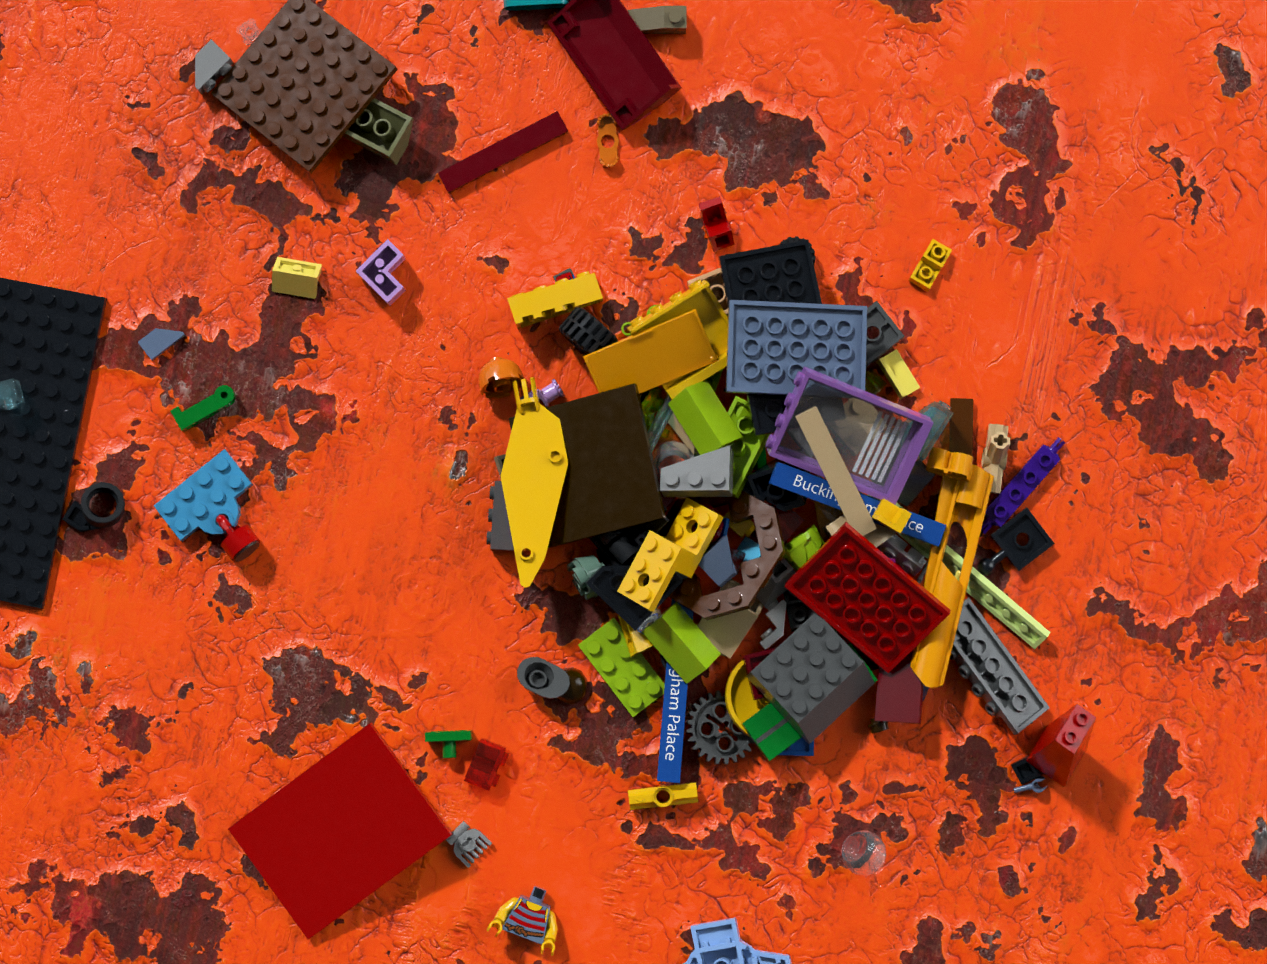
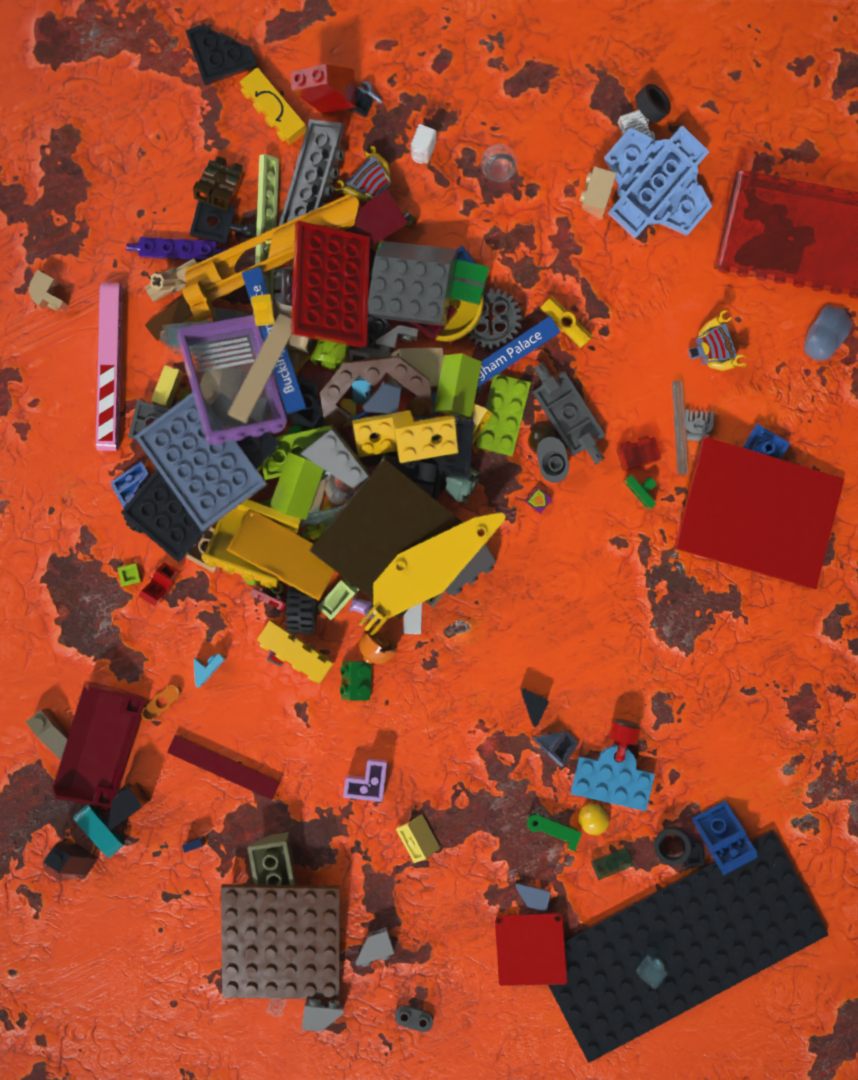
camera: 130 degrees left, 0 degrees up
(71, 558) = (724, 837): none -> blue slope
(114, 300) = (530, 950): none -> red piece
(131, 436) = (612, 863): none -> plate
(139, 147) = (415, 1015): none -> dark grey plate
(184, 451) = (593, 819): none -> yellow hair
(230, 164) = (376, 946): none -> light grey slope
(277, 472) = (558, 745): none -> sand blue slope
(330, 480) = (535, 705): none -> black slope
(412, 892) = (775, 445): none -> blue plate
(454, 71) = (194, 844): none -> dark blue tile
(479, 823) = (680, 430): none -> clear light blue axle
(485, 334) = (355, 680): none -> green bracket
(498, 430) = (412, 620): none -> white sticker
(516, 636) = (538, 500): none -> tile
(539, 40) = (127, 802): none -> black slope
(573, 376) = (338, 598): none -> yellowish green slope
(574, 729) = (568, 413): none -> dark grey plate
(605, 201) = (203, 672): none -> medium azure slope
(630, 310) = (262, 595): none -> red wing
(748, 203) = (129, 574): none -> lime tile
(761, 923) = (599, 187): none -> tan slope
(831, 269) = (130, 483): none -> blue wing
(930, 265) = (76, 422): yellow slope -> none
(937, 794) = (423, 144): none -> white brick
(944, 717) = (369, 179): none -> torso
(959, 335) = (109, 367): none -> bright pink beam
(1052, 572) = (219, 183): none -> dark brown hips
(1081, 327) = (42, 290): none -> tan brick
(1088, 682) = (273, 106): none -> yellow brick
(1180, 670) = (219, 54): none -> black plate

